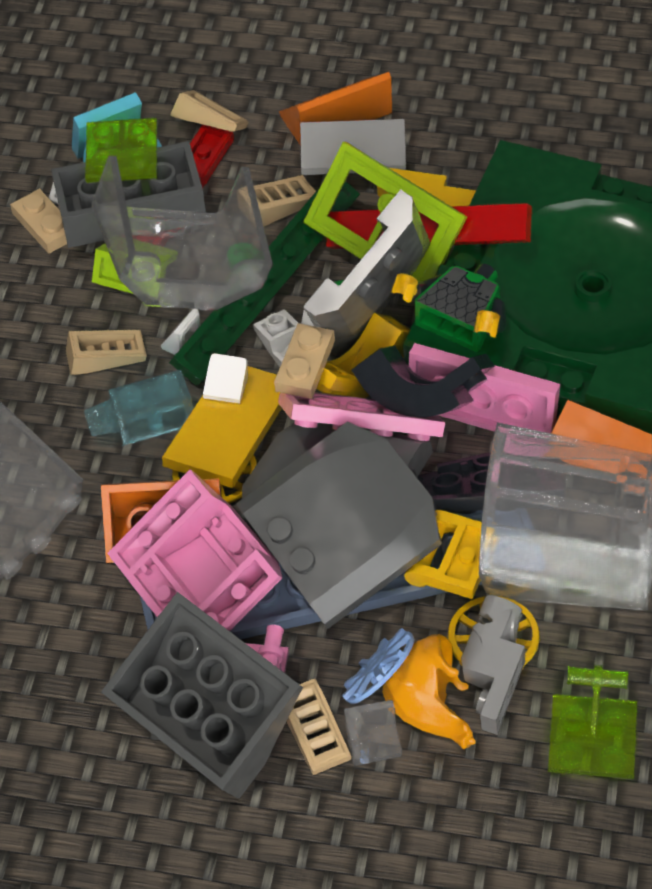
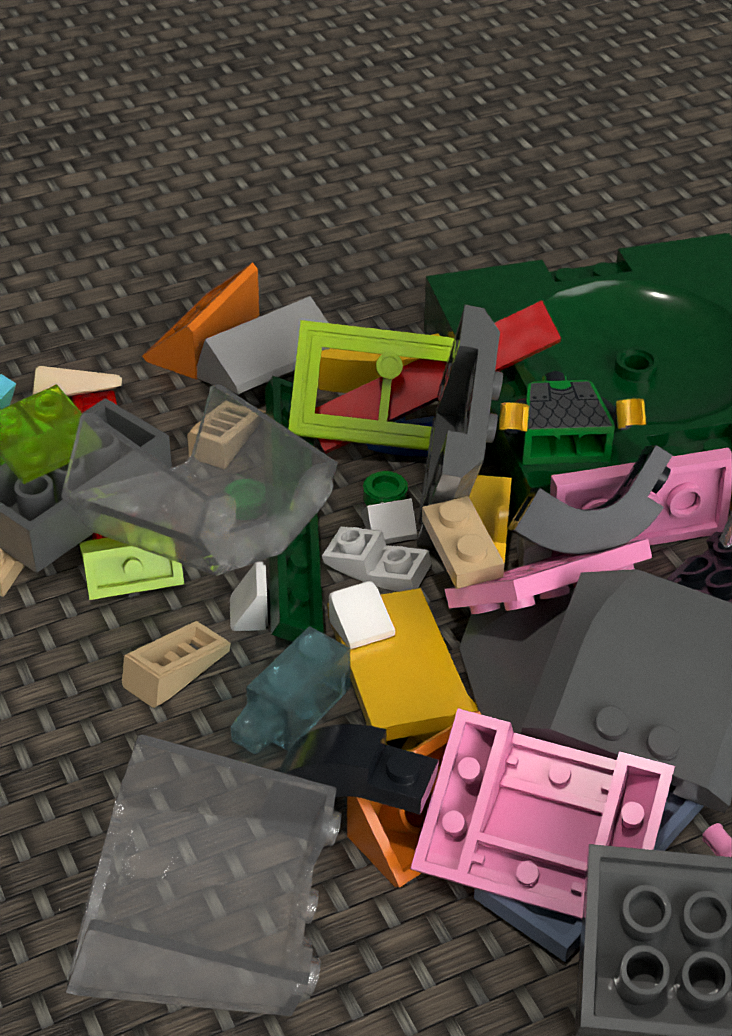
camera: 40 degrees left, 10 degrees down
(110, 476) = (363, 766): none -> black arch

